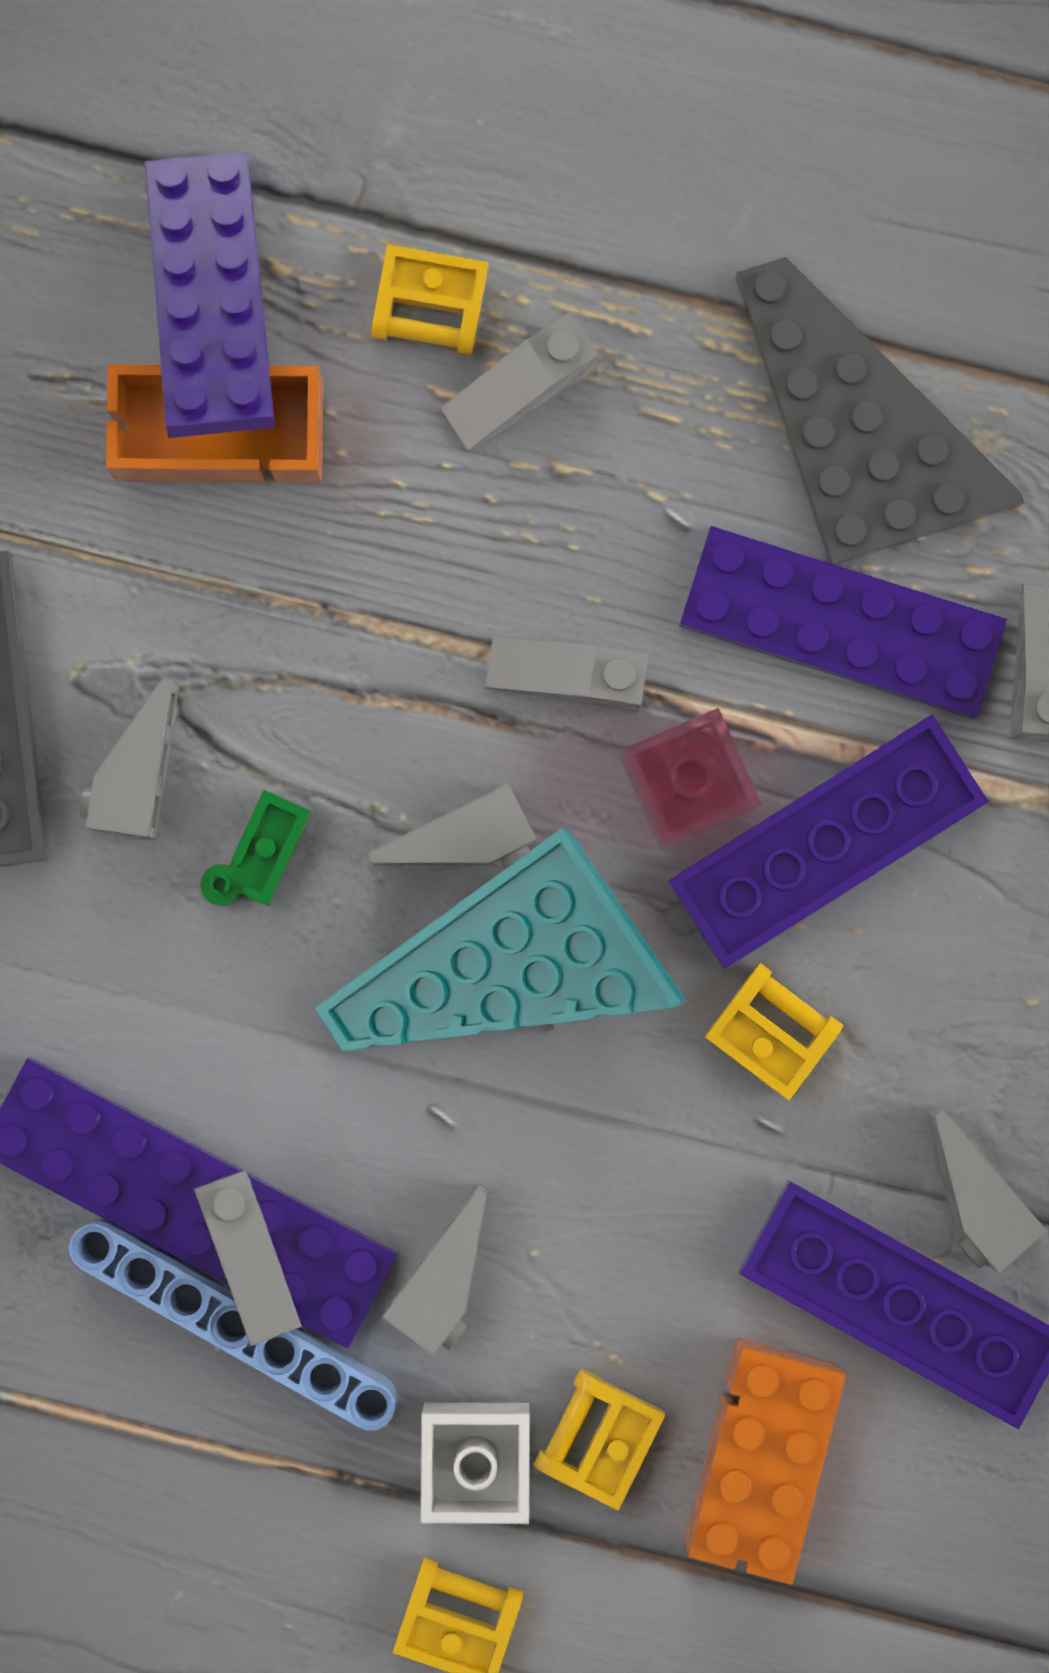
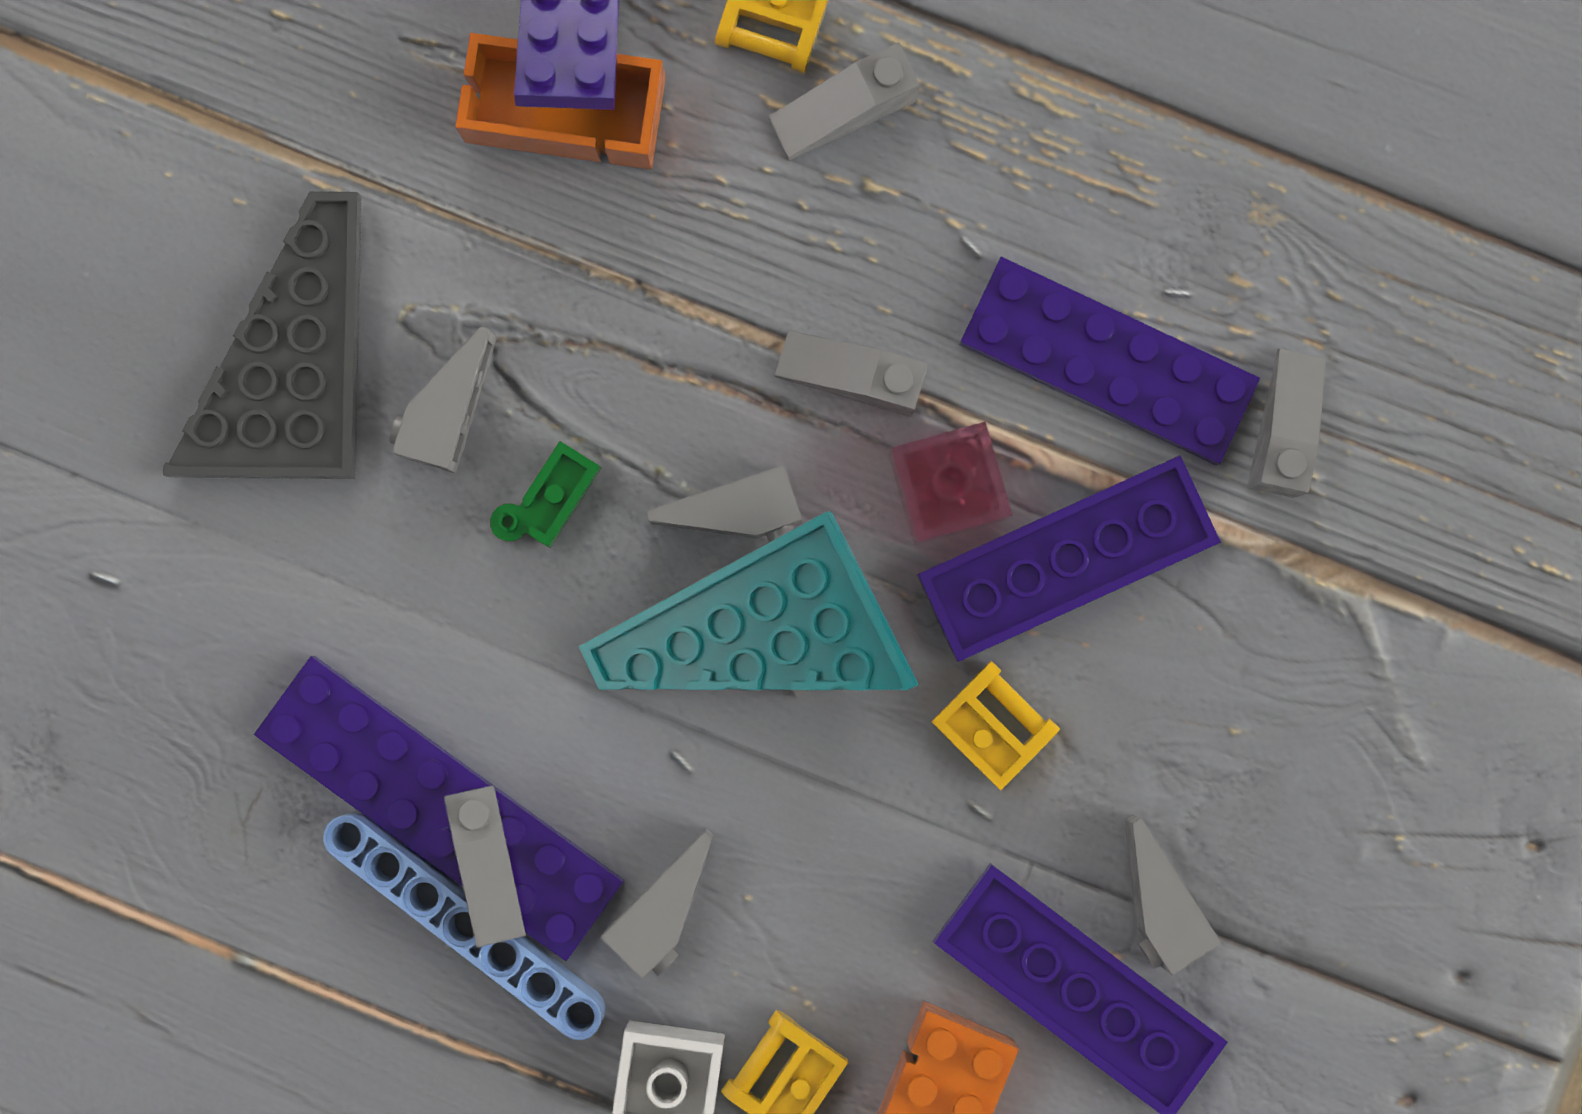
camera: 10 degrees right, 0 degrees up
(864, 438) = (1151, 195): dark grey wing -> none

